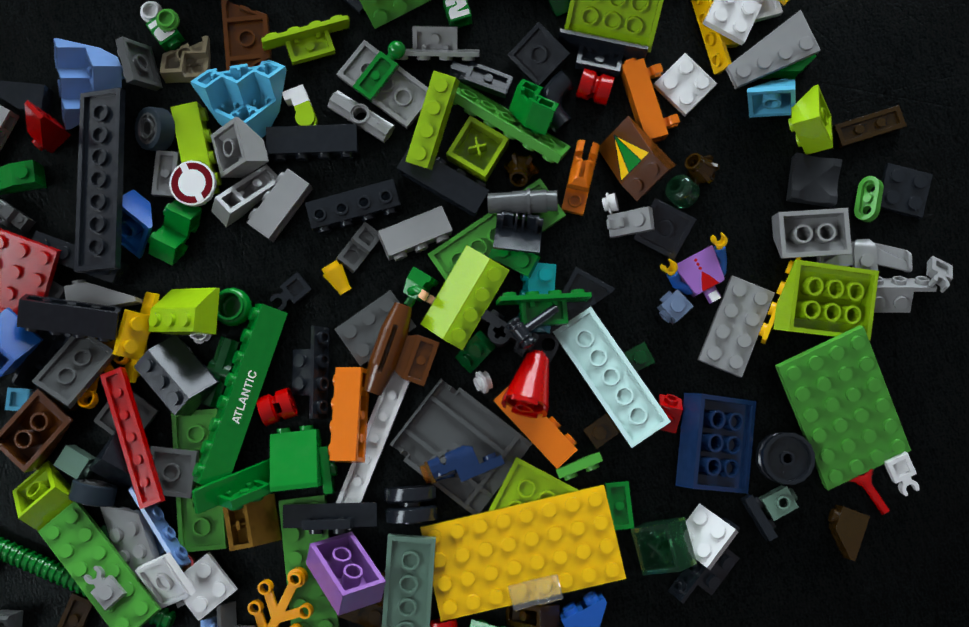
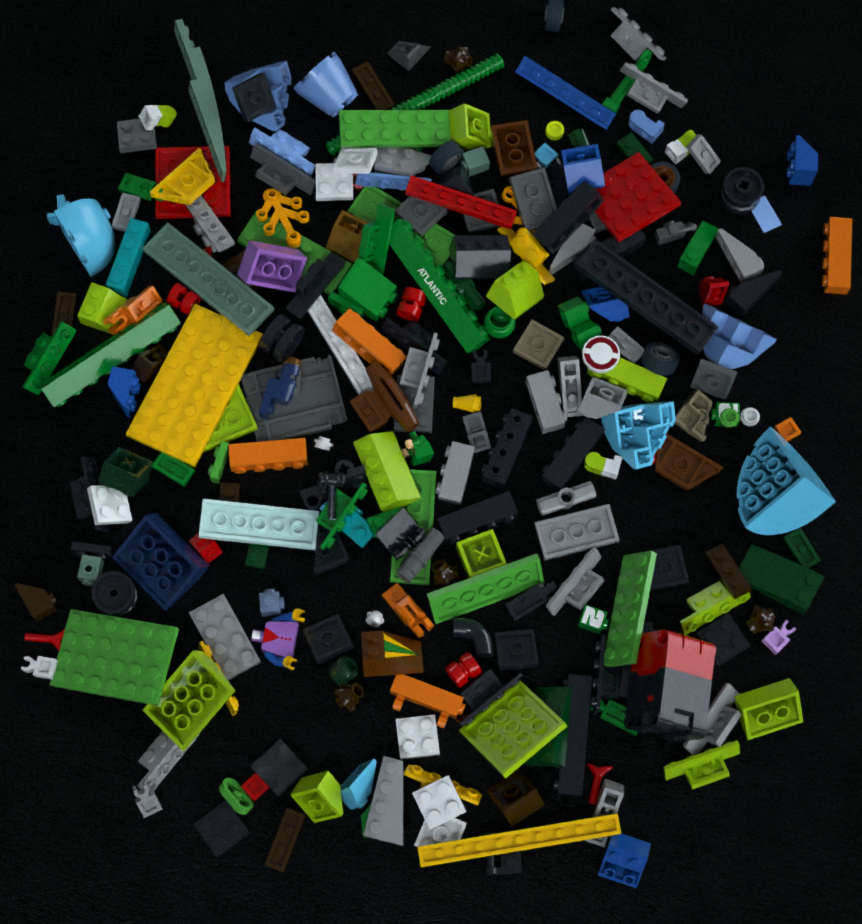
camera: 120 degrees right, 10 degrees down
(106, 590) = (377, 123): light grey plate -> none
(226, 255) = (538, 344): none -> dark tan plate
(307, 41) = (644, 502): lime bracket -> none
(340, 346) = (416, 369): none -> light grey bracket
(379, 71) = (586, 531): green plate -> none
(432, 120) = (518, 531): lime brick -> none
(475, 351) = (345, 450): dark green plate -> none
(530, 387) = (294, 464): red cone -> none
(531, 108) = (479, 608): green brick -> none
(535, 592) = (165, 370): clear slope -> none
(630, 222) = (350, 618): light grey plate -> none
(812, 233) = (243, 732): light grey slope -> none
(848, 189) = (255, 787): none -> red plate
(871, 255) = (199, 761): light grey plate -> none

